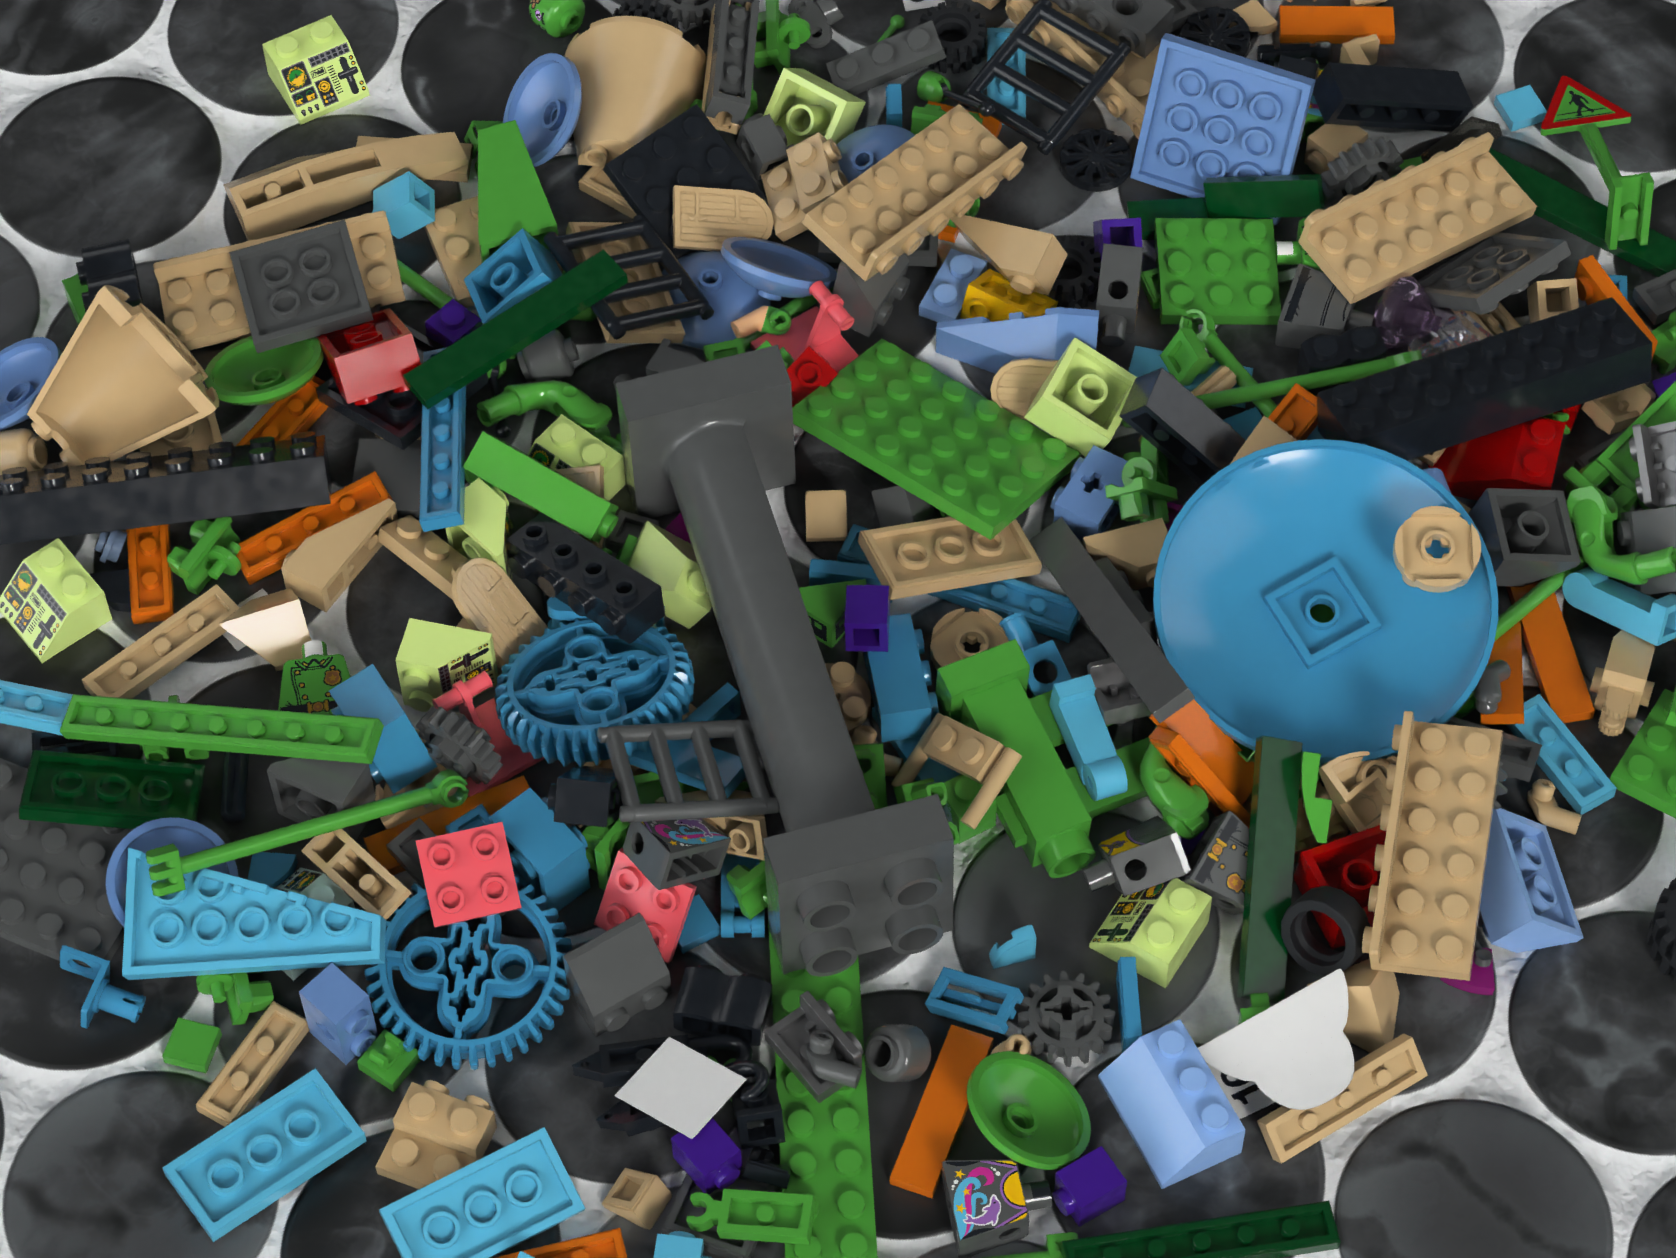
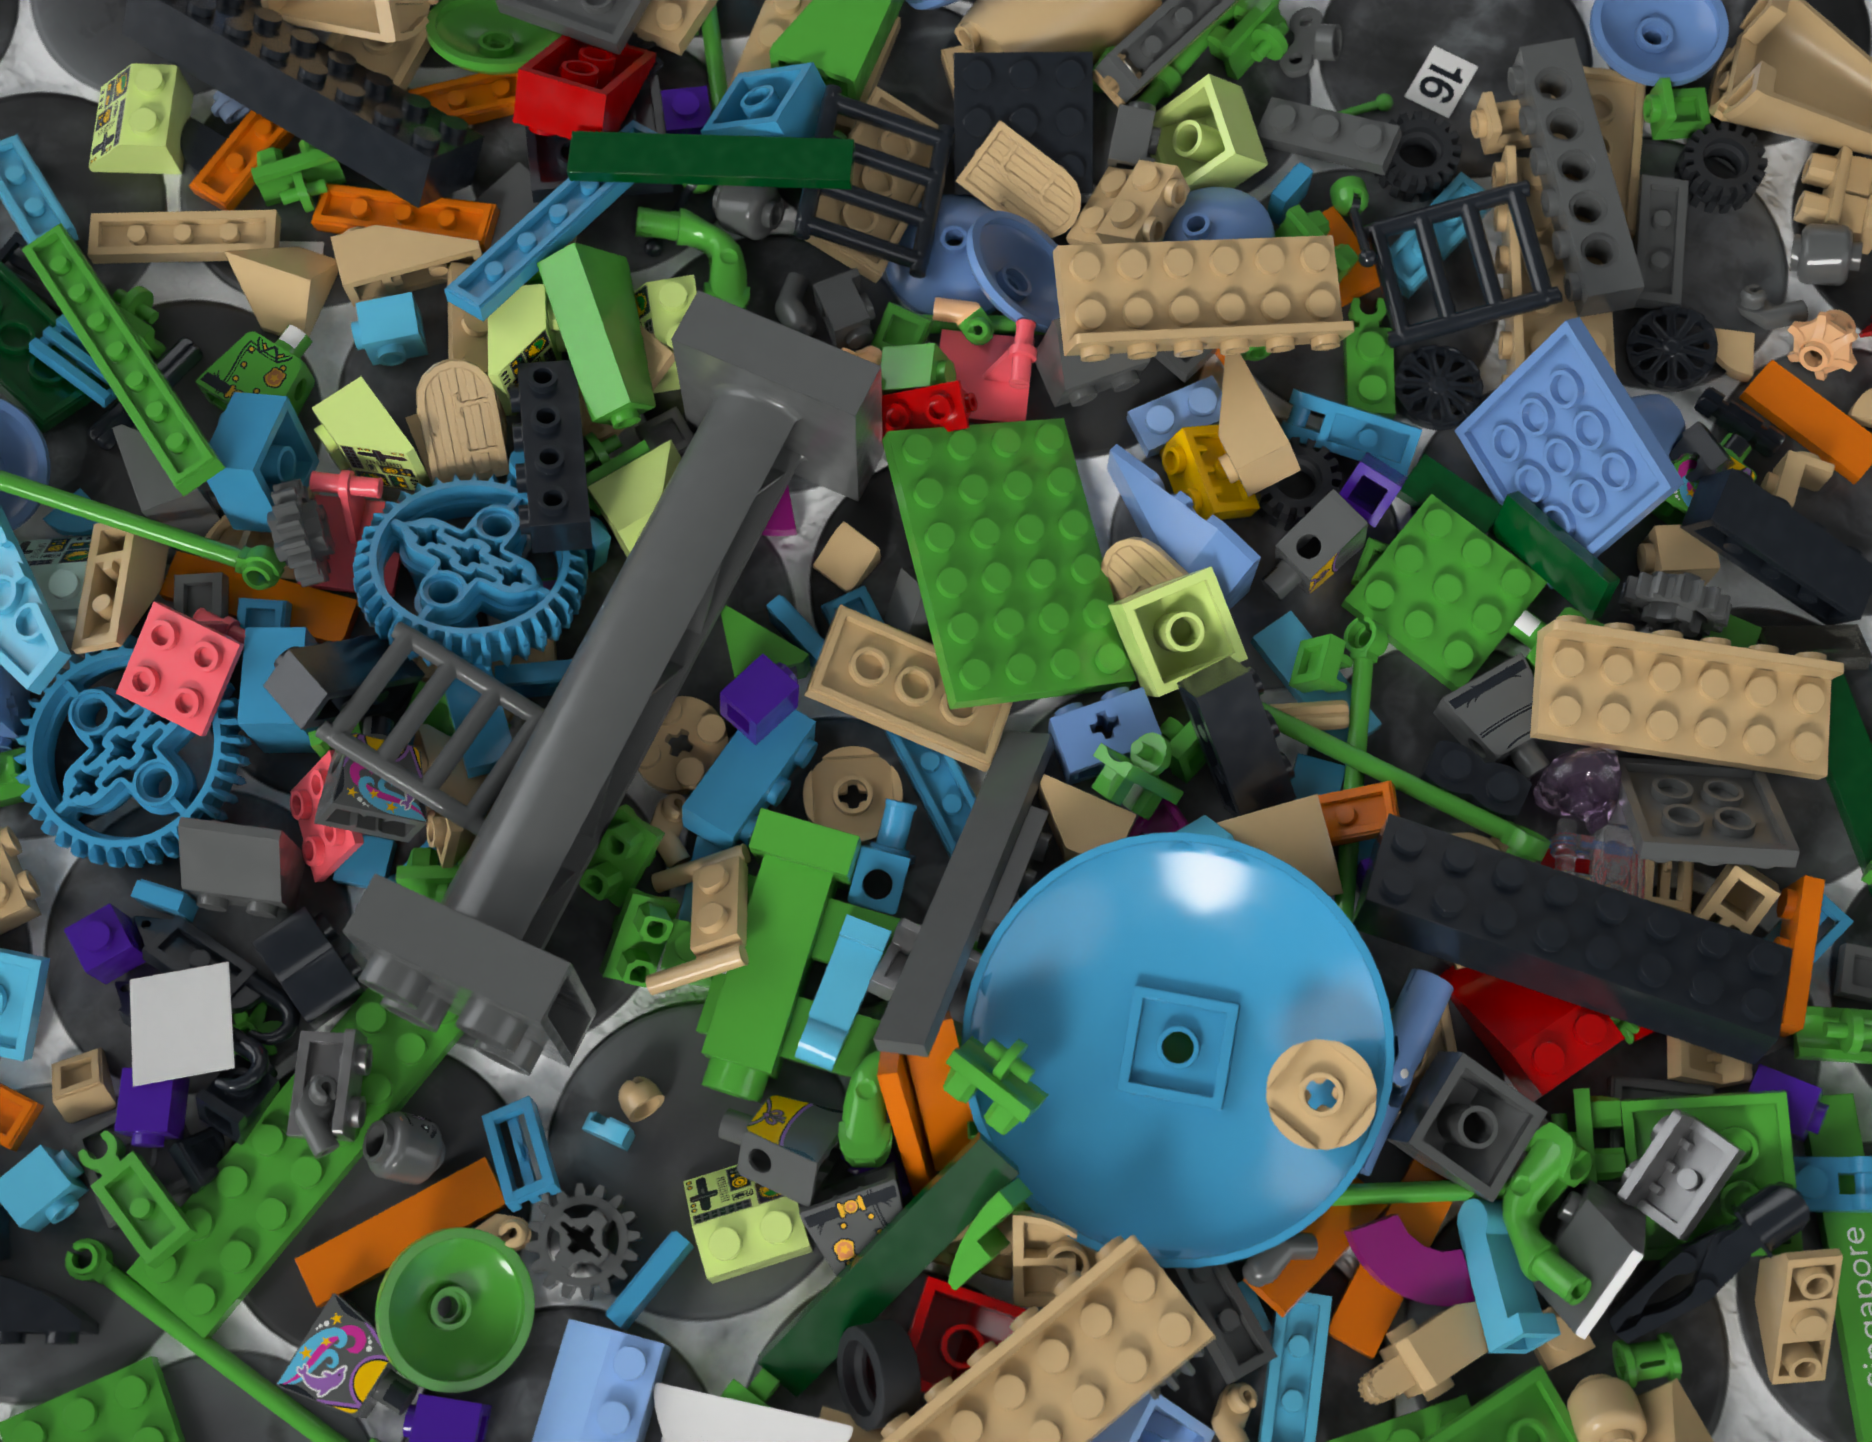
camera: 40 degrees right, 15 degrees up
(177, 768) = (55, 336): none -> dark azure tile
(376, 599) = (390, 329): none -> medium azure brick
(571, 1095) = (106, 943): none -> dark purple brick
(581, 1041) = (164, 899): none -> dark azure tile
(1013, 914) = (639, 1098): none -> tan hinge
(1047, 182) = (1369, 362): none -> bright green plate
(1076, 214) = (1352, 431): none -> dark azure plate
(1260, 700) = (1000, 1076): none -> bright green hips
(1565, 642) = (1408, 1266): none -> magenta tile

